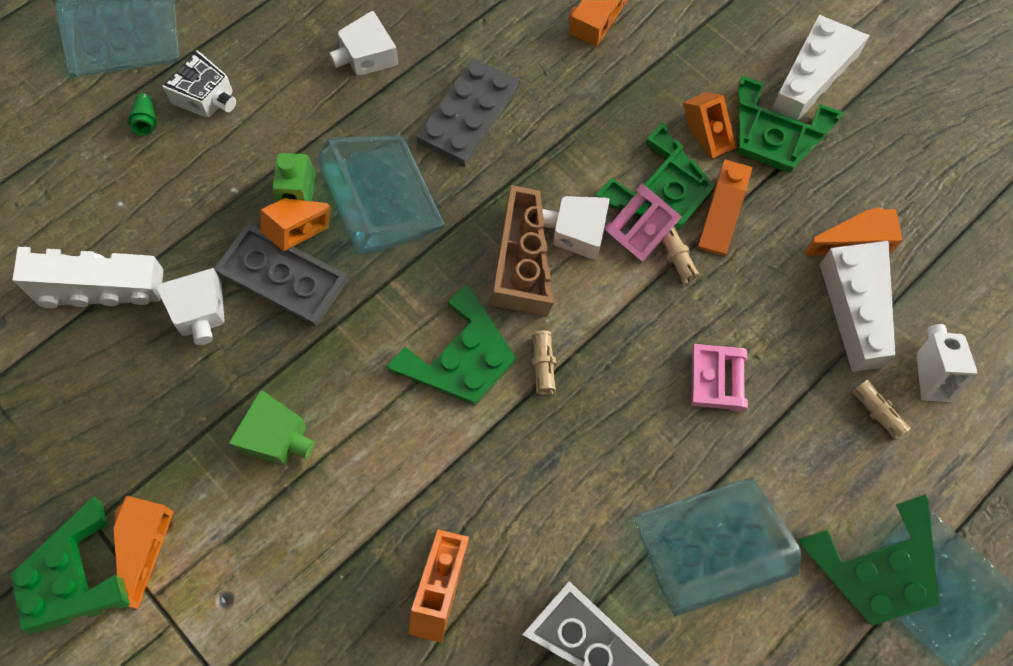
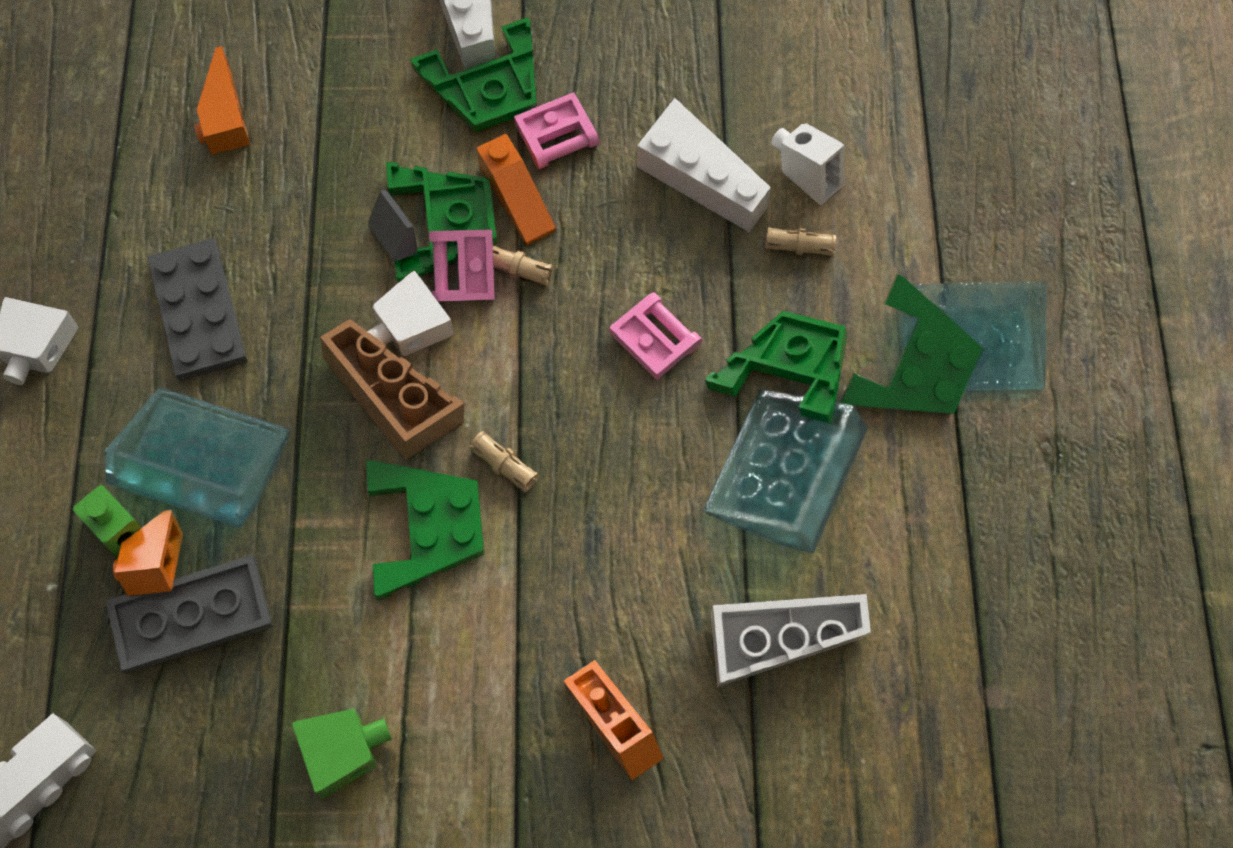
camera: 45 degrees left, 0 degrees up
(194, 304) = (138, 718): white torso -> none
(623, 163) = (392, 228): none -> dark grey slope
(710, 123) = (426, 125): orange slope -> none
(792, 188) = (553, 121): none -> bright pink plate
(802, 475) = (796, 350): none -> green wing
(867, 227) = (647, 101): orange slope -> none

